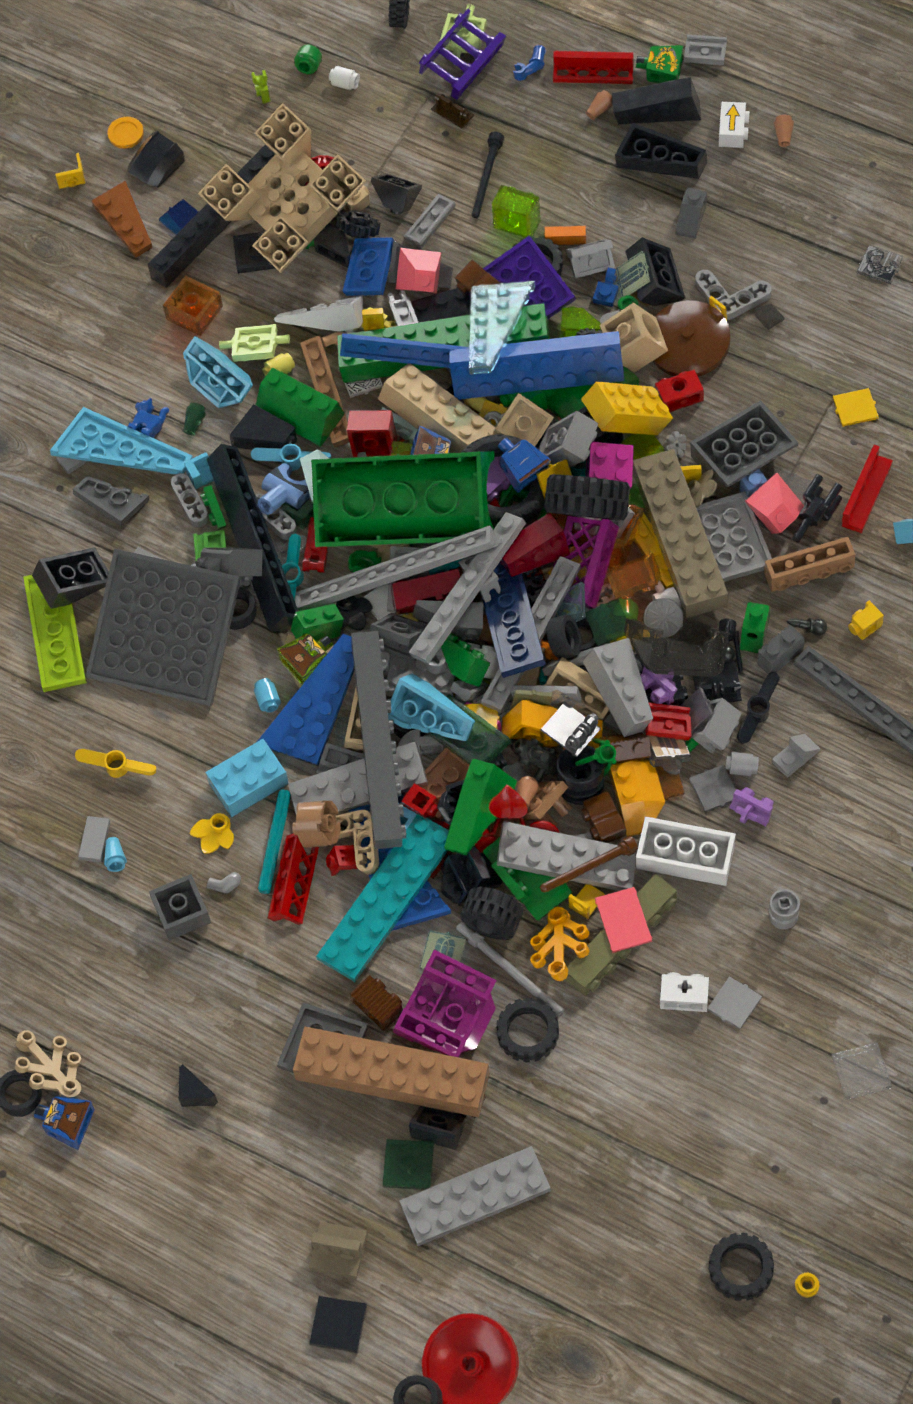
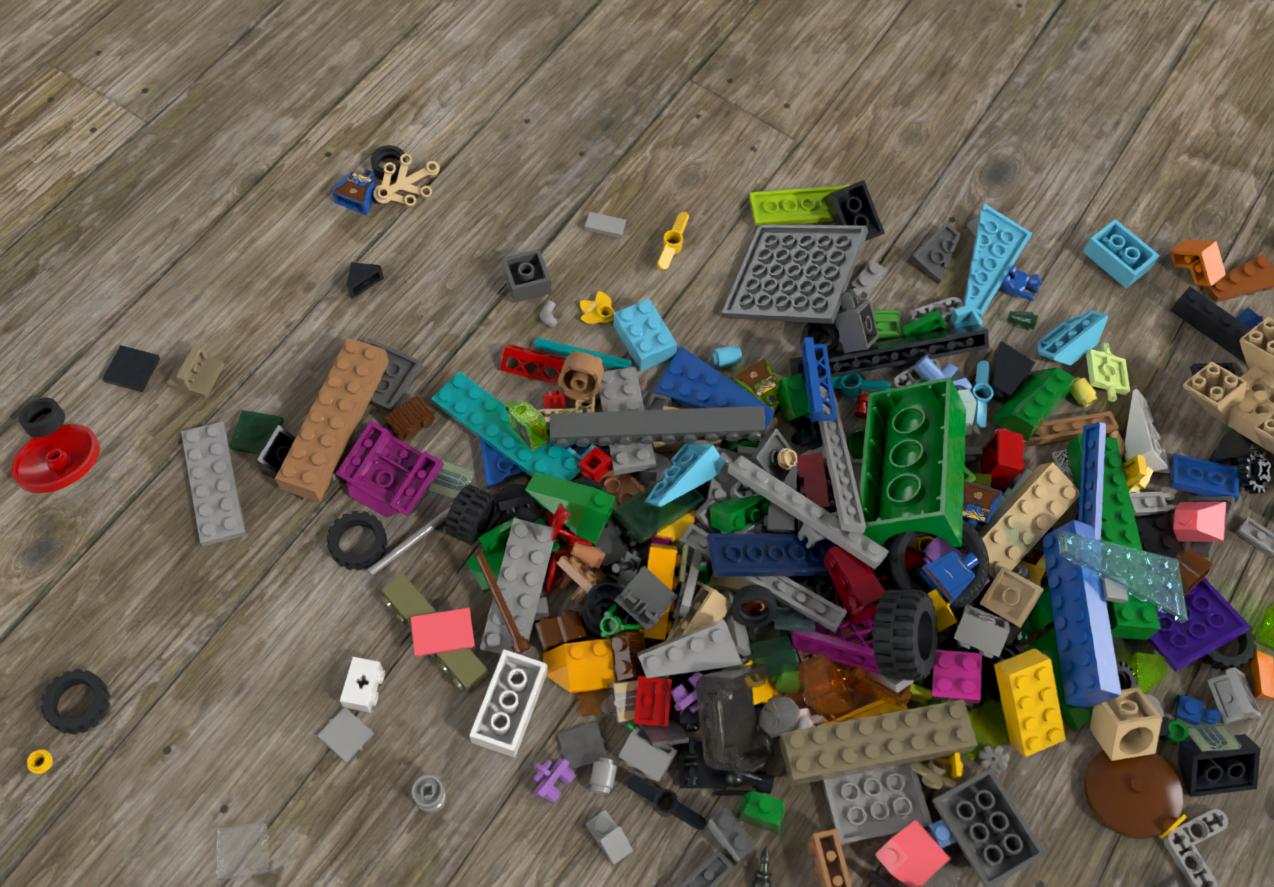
camera: 85 degrees right, 0 degrees up
(105, 325) = (1120, 253): none -> medium azure brick
(108, 253) = (1201, 258): none -> orange brick
(114, 855) = (587, 236): medium azure cone -> none
(192, 305) = (1147, 323): clear orange brick -> none
(306, 594) = (813, 381): none -> blue fence
(384, 865) = (528, 424): none -> clear neon green torso
(401, 616) = (786, 458): none -> tan plate
(517, 335) = (1112, 592): none -> light grey tile
(557, 920) = (458, 578): light orange plant -> none
(585, 901) = (478, 605): yellow bracket -> none
(690, 386) = (1060, 783): red brick -> none

